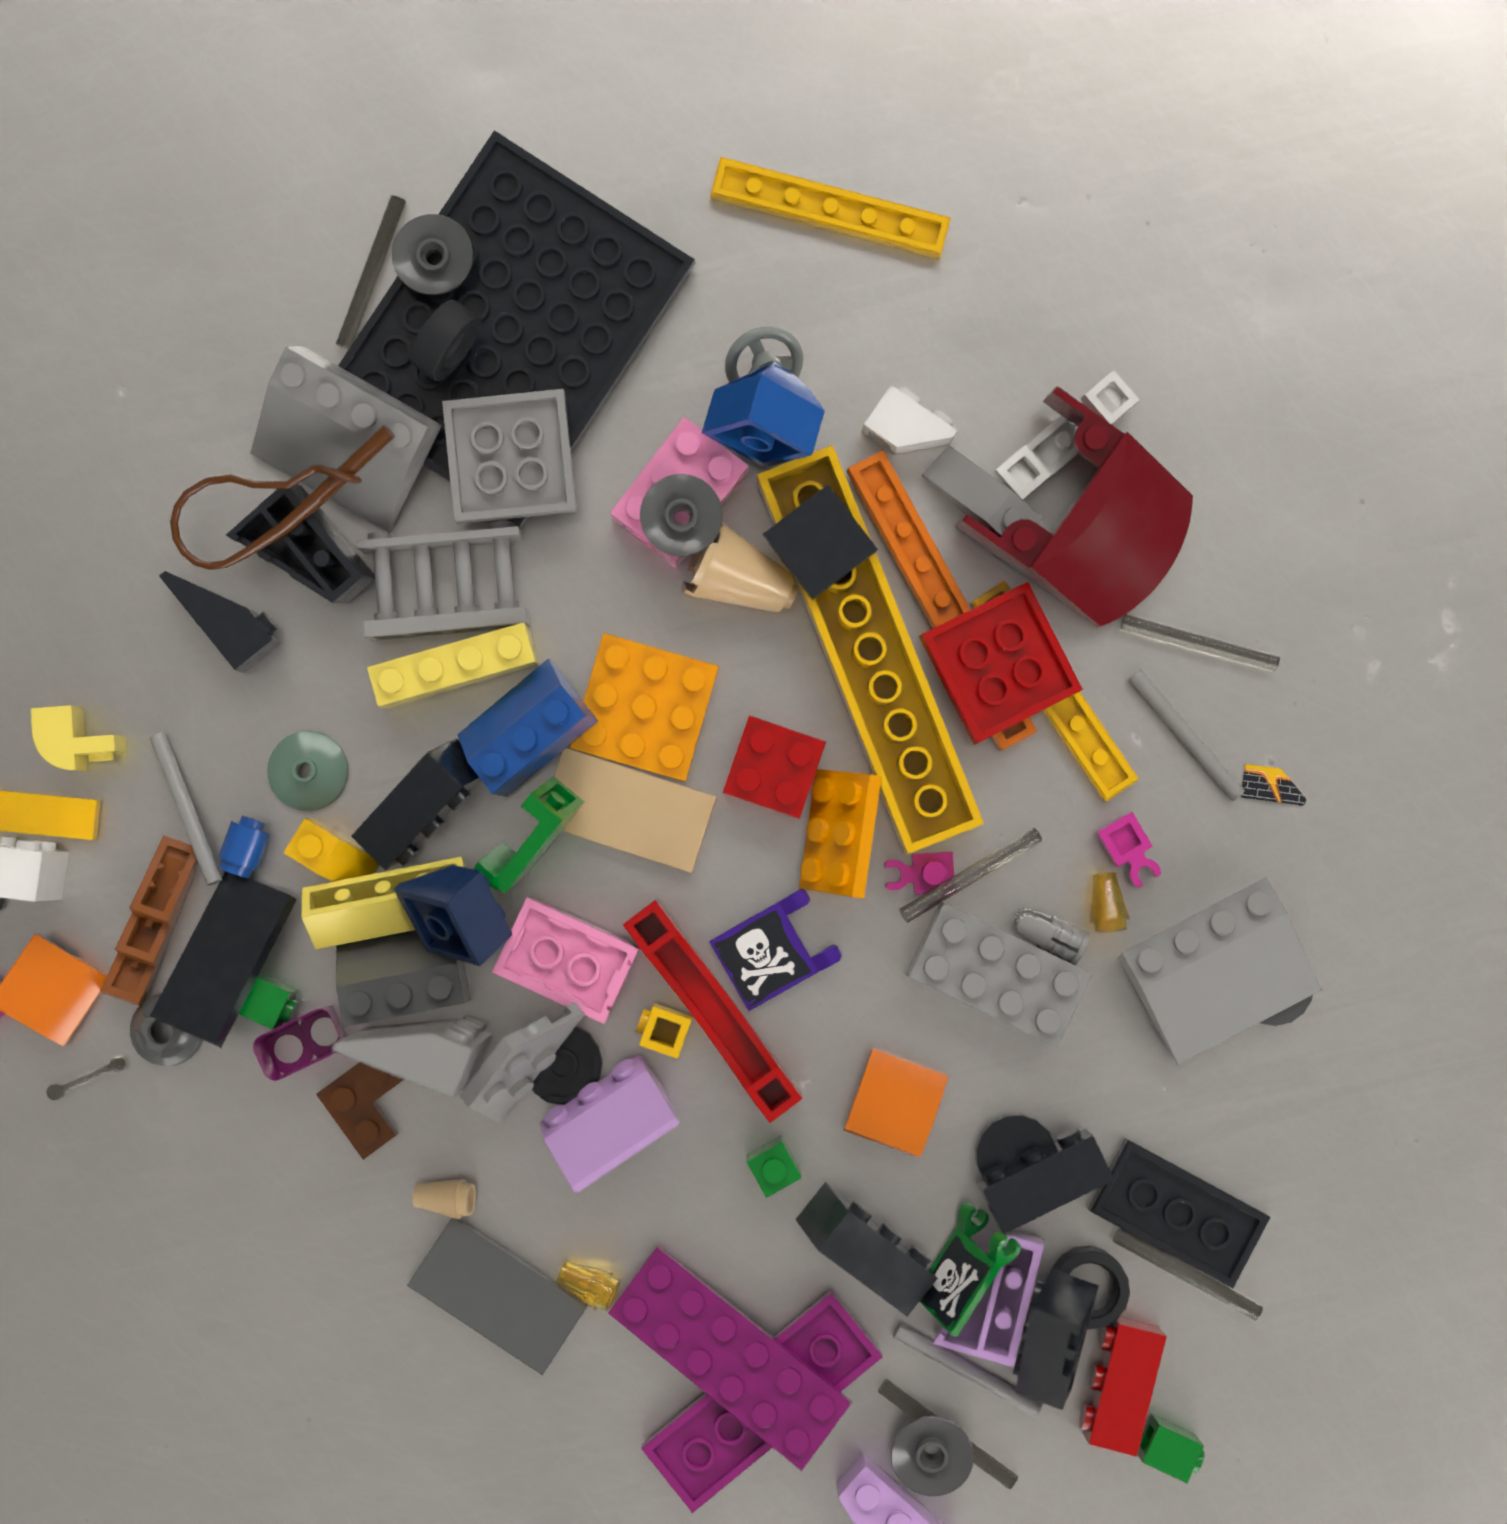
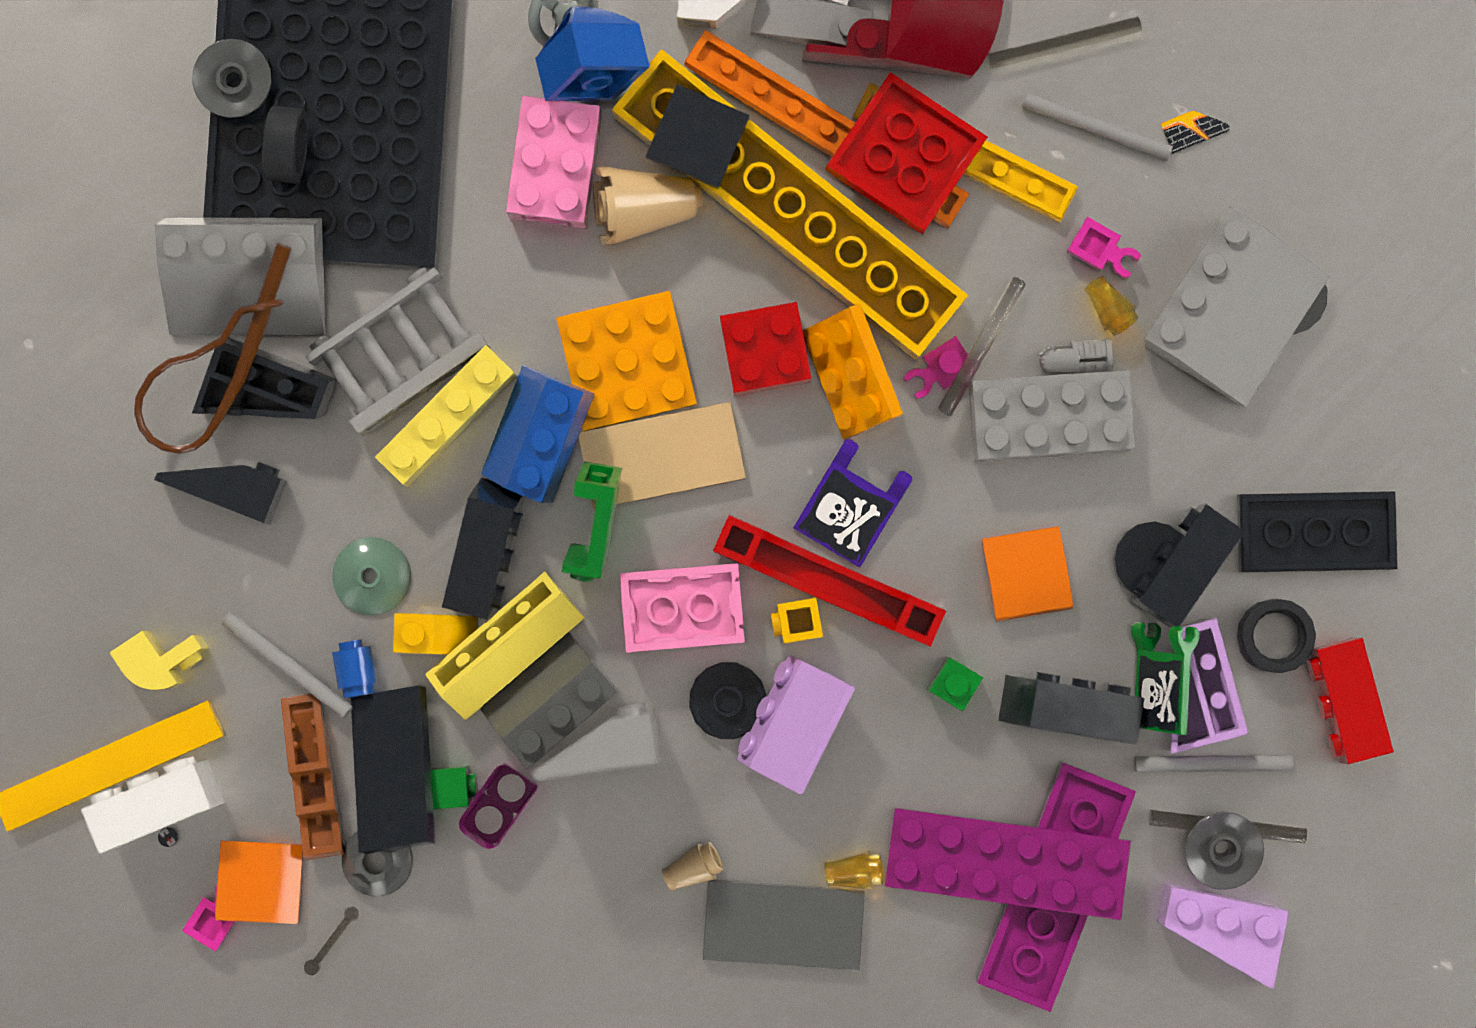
camera: 25 degrees left, 0 degrees up
(354, 1106) = (567, 827): reddish brown plate -> none
(370, 272) = (184, 123): clear smoke bar -> none
(455, 913) = (567, 620): dark blue slope -> none
(509, 456) = (393, 212): light grey plate -> none
(516, 1063) = (690, 715): light grey wing -> none
(679, 494) = (564, 159): dark grey dish -> none
(1054, 1338) = (1269, 691): black wedge -> none
(1171, 1449) = (1420, 732): green brick -> none
(1188, 1274) = (1353, 578): clear smoke bar -> none

